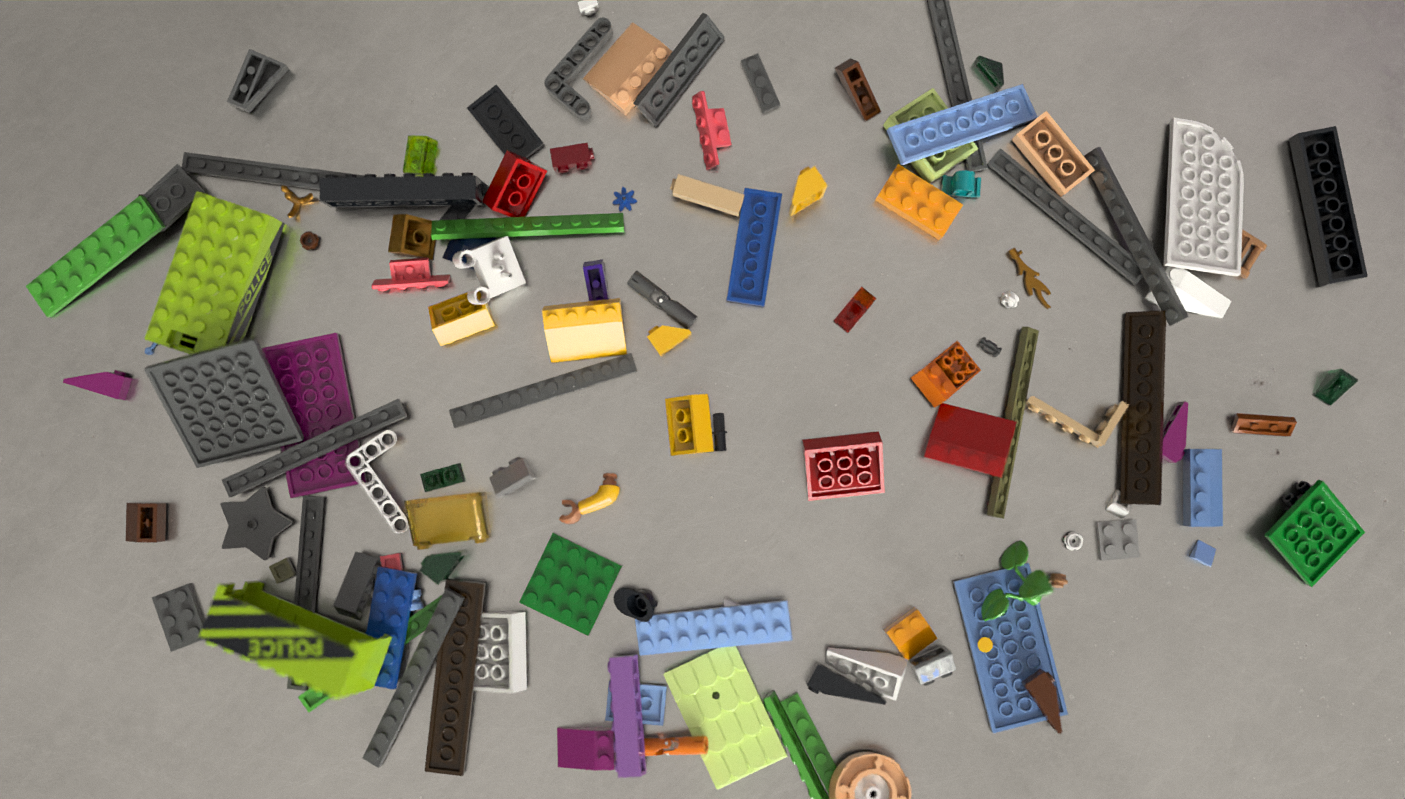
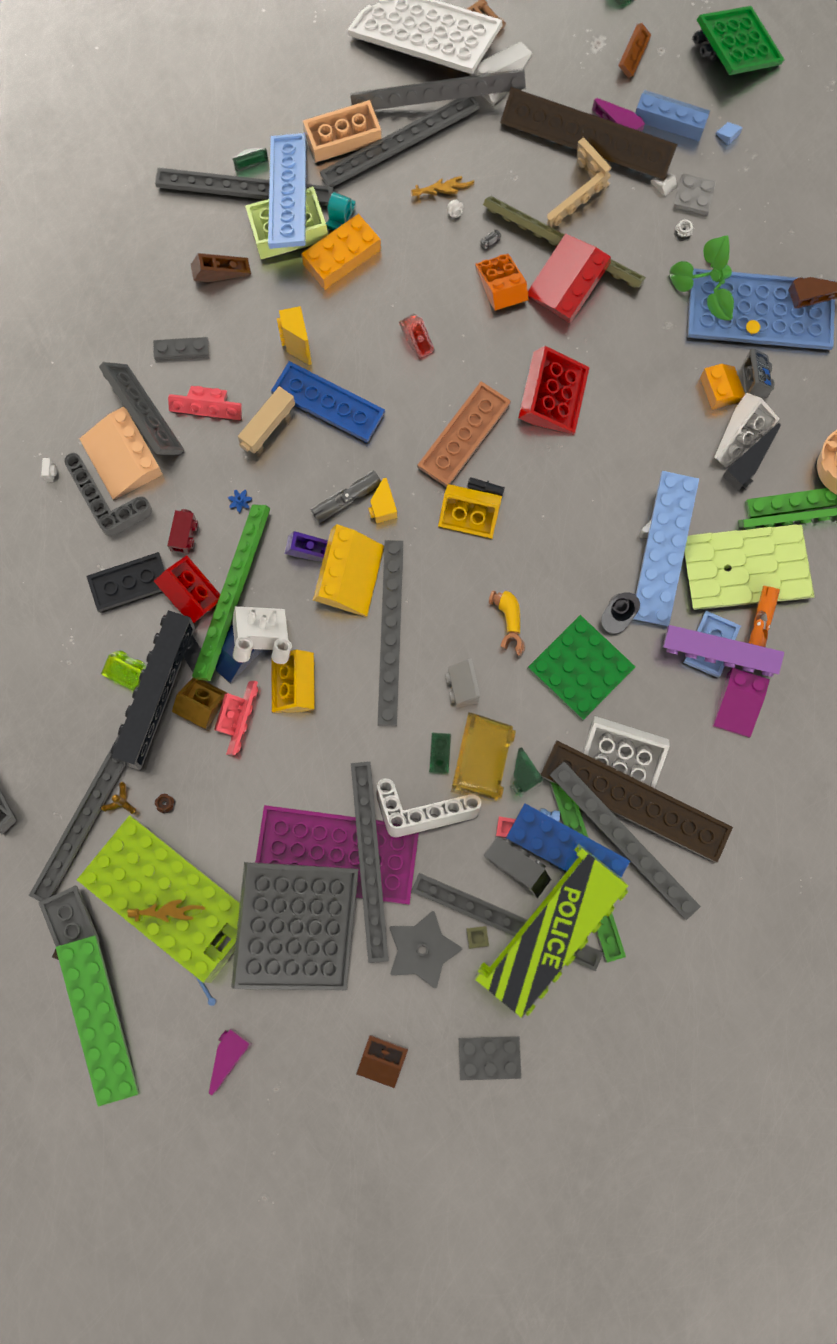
camera: 80 degrees left, 10 degrees down
(195, 284) = (168, 909): none -> pearl gold piece
(767, 392) = (464, 434): none -> nougat plate

